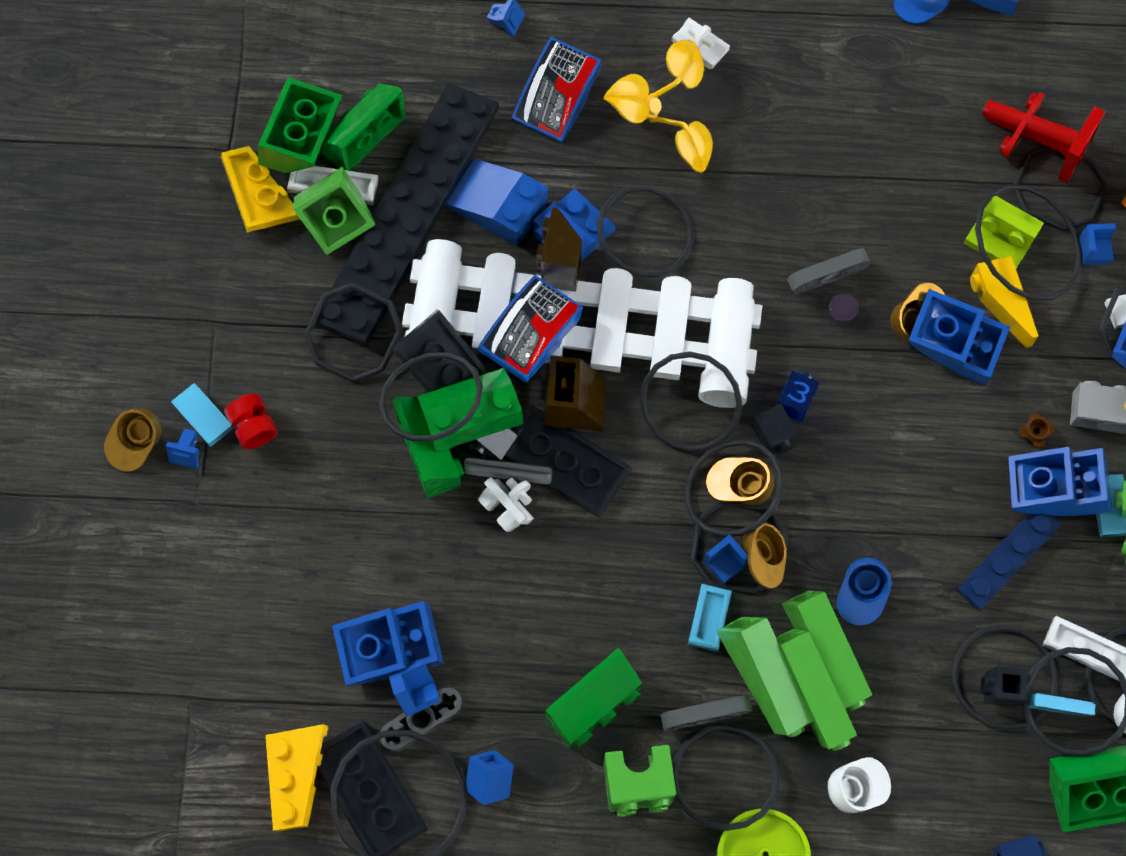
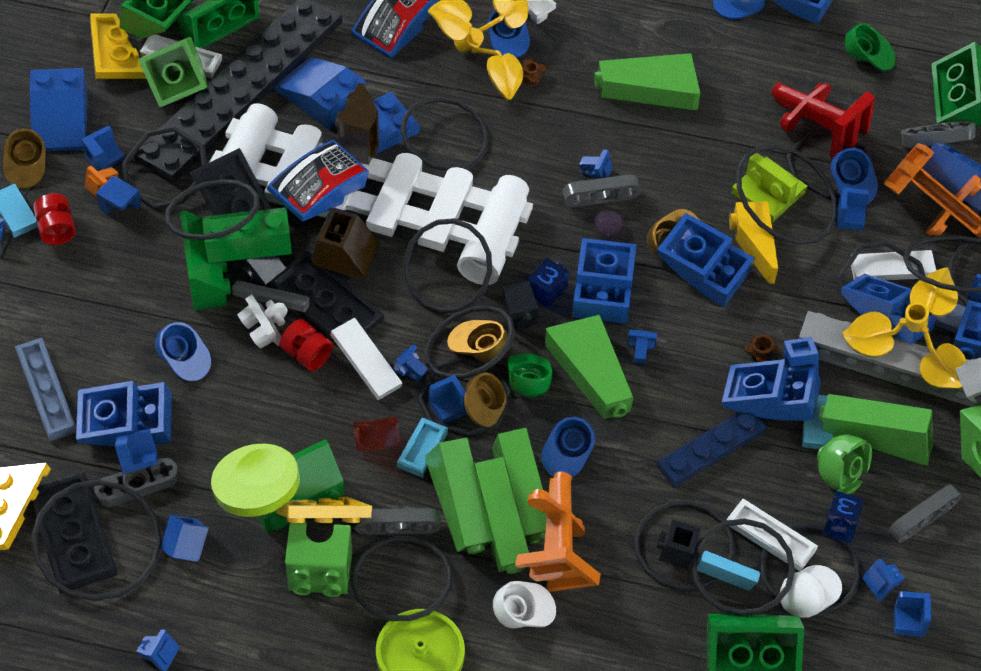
camera: 10 degrees right, 15 degrees down
(197, 350) = (24, 158): none -> pearl gold cap
(217, 281) = (59, 107): none -> blue slope
(279, 322) = (101, 149): none -> blue panel
(288, 364) = (96, 179): none -> orange brick
(295, 627) = (46, 389): none -> sand blue tile
(312, 379) = (117, 194): none -> blue panel
(431, 556) = (183, 351): none -> blue cap
(559, 716) = (255, 480): none -> lime piece
(569, 531) = (308, 346): none -> red wheel
(627, 526) = (366, 359): none -> white tile
(634, 726) = (327, 509): none -> yellow wing
(660, 613) = (377, 433): none -> clear red panel
(673, 523) = (409, 364): none -> blue brick
(685, 103) = (508, 40): none -> blue cap
(720, 141) = (532, 71): none -> reddish brown plate
(804, 510) = (529, 374): none -> green cap
(818, 243) = (597, 166): none -> blue brick
(852, 122) = (650, 80): none -> bright green slope
(856, 381) = (604, 280): none -> blue slope
(866, 485) = (590, 361): none -> bright green slope
(887, 732) = (558, 562): none -> orange piece
(911, 450) = (641, 341): none -> blue brick
(1075, 35) = (866, 44): none -> green cap
(1083, 435) = (801, 353): none -> blue panel
(1091, 200) = (854, 170): none -> blue cap

